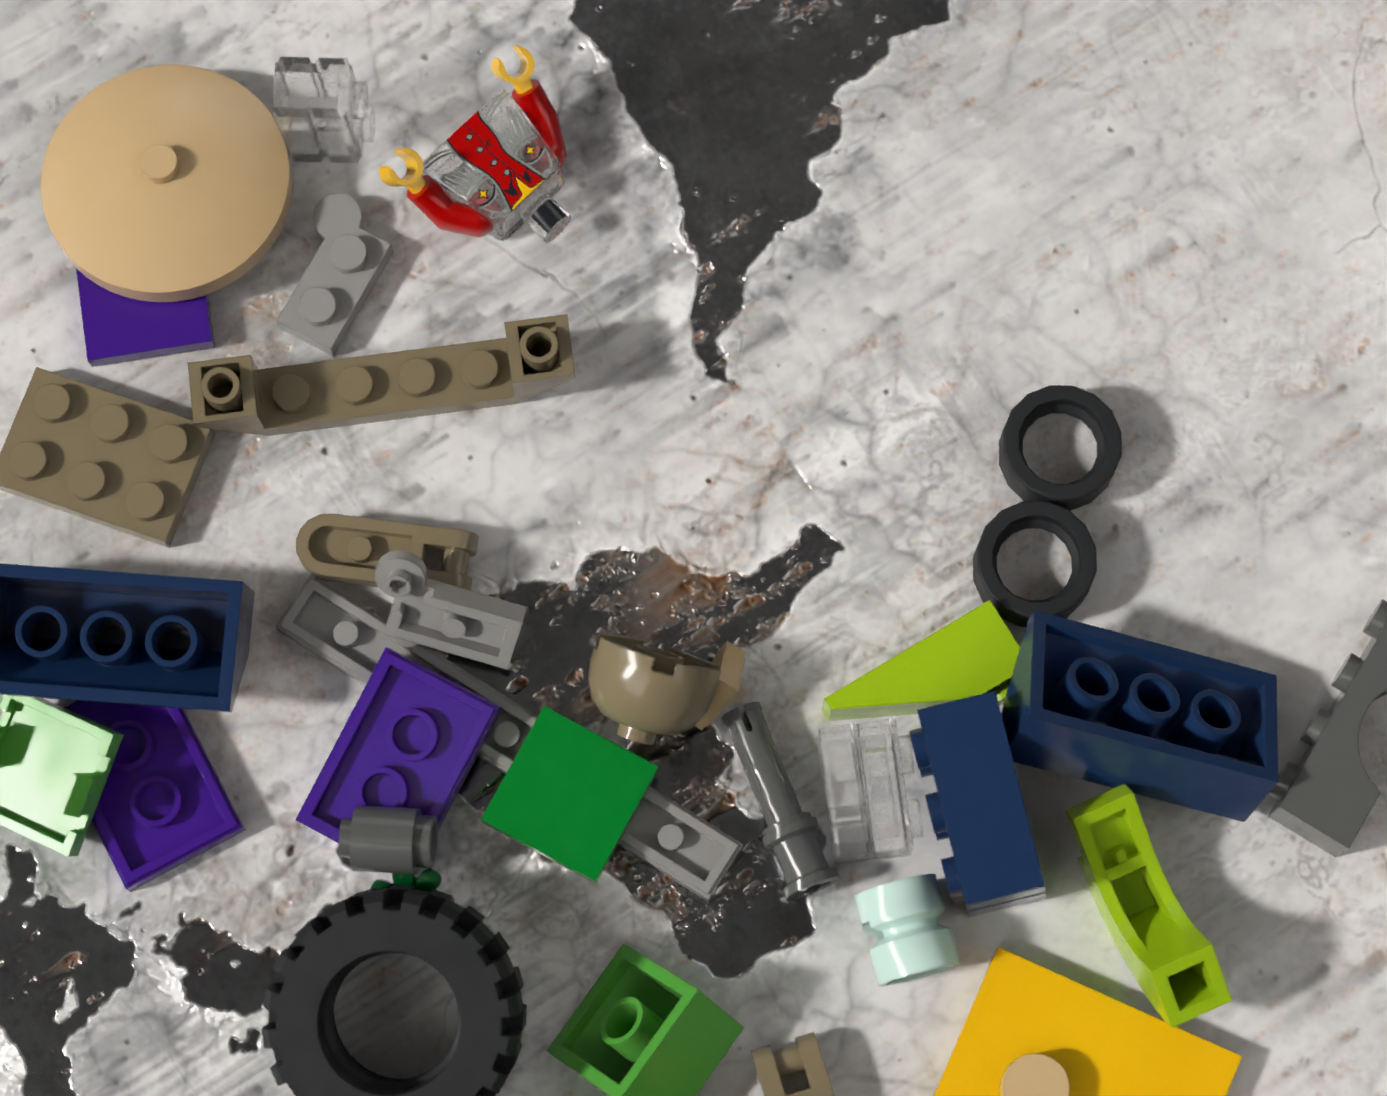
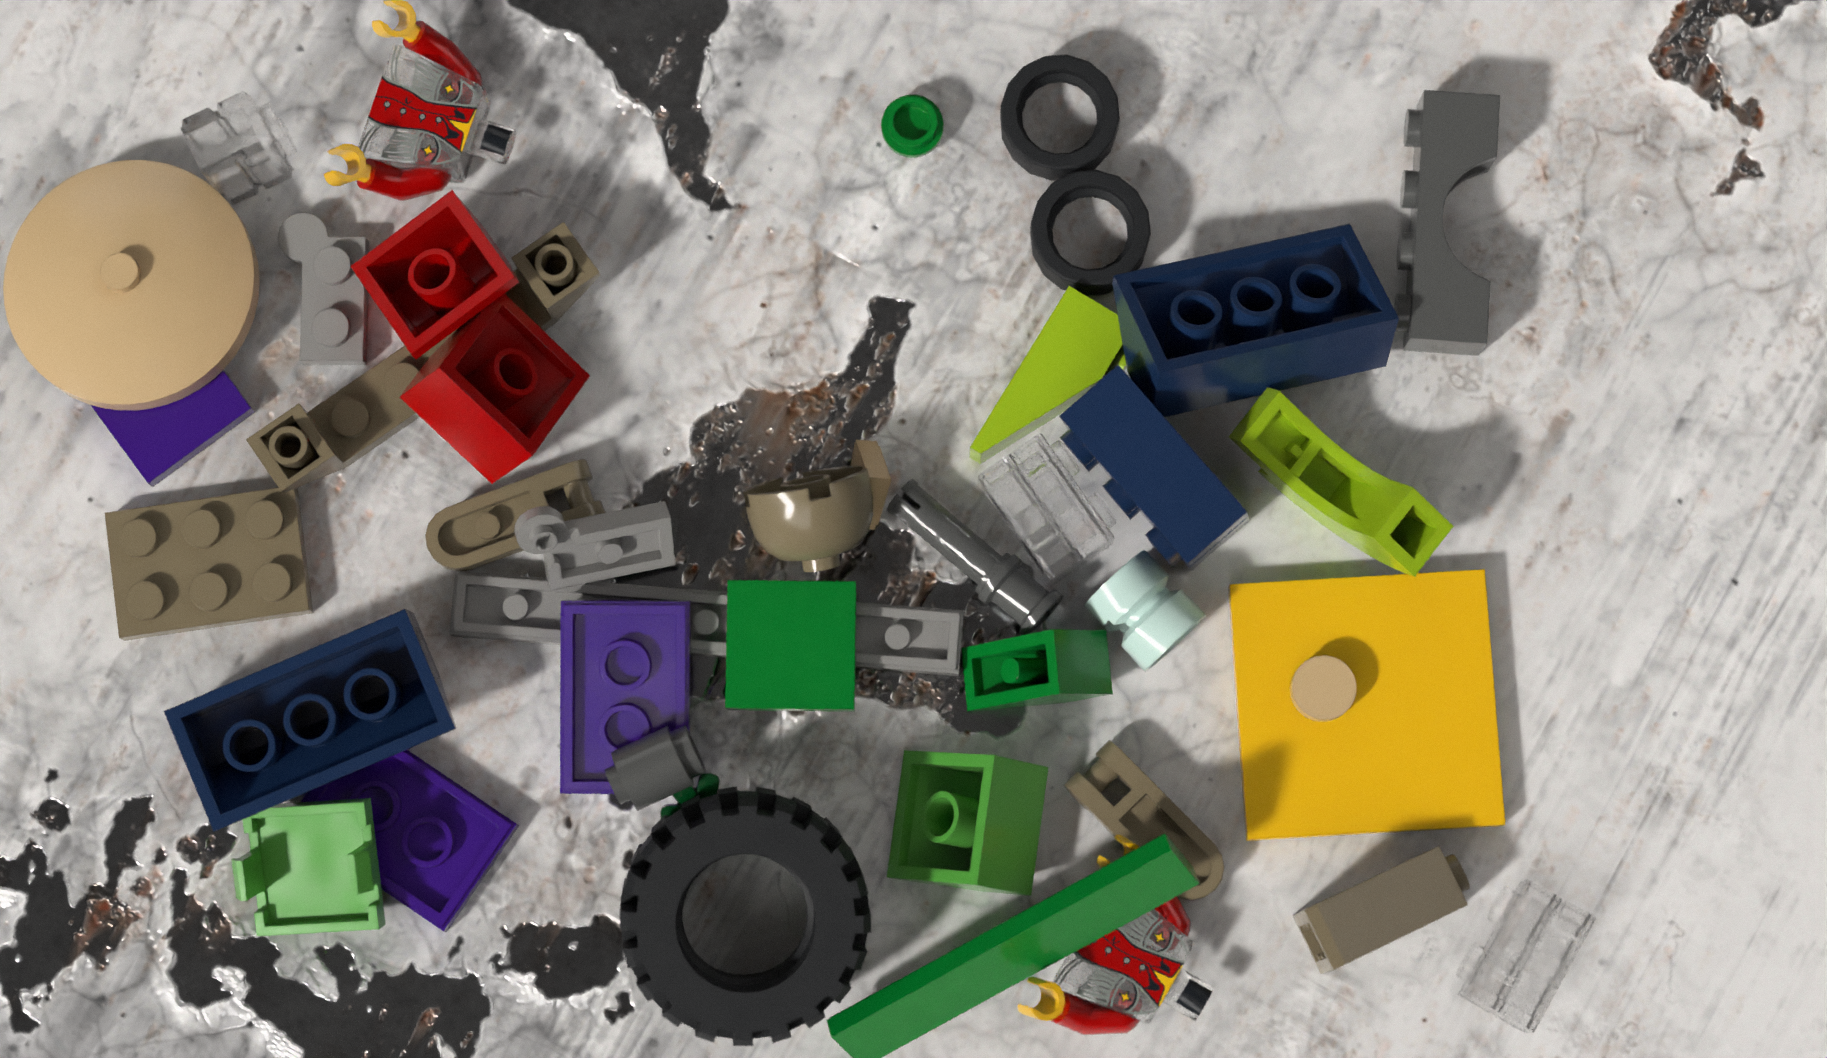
camera: 25 degrees left, 5 degrees up
(430, 302) = (435, 274): none -> red slope
(431, 429) = (496, 388): none -> red slope
(781, 933) = (1037, 669): none -> green slope
(923, 389) = (912, 126): none -> green plate

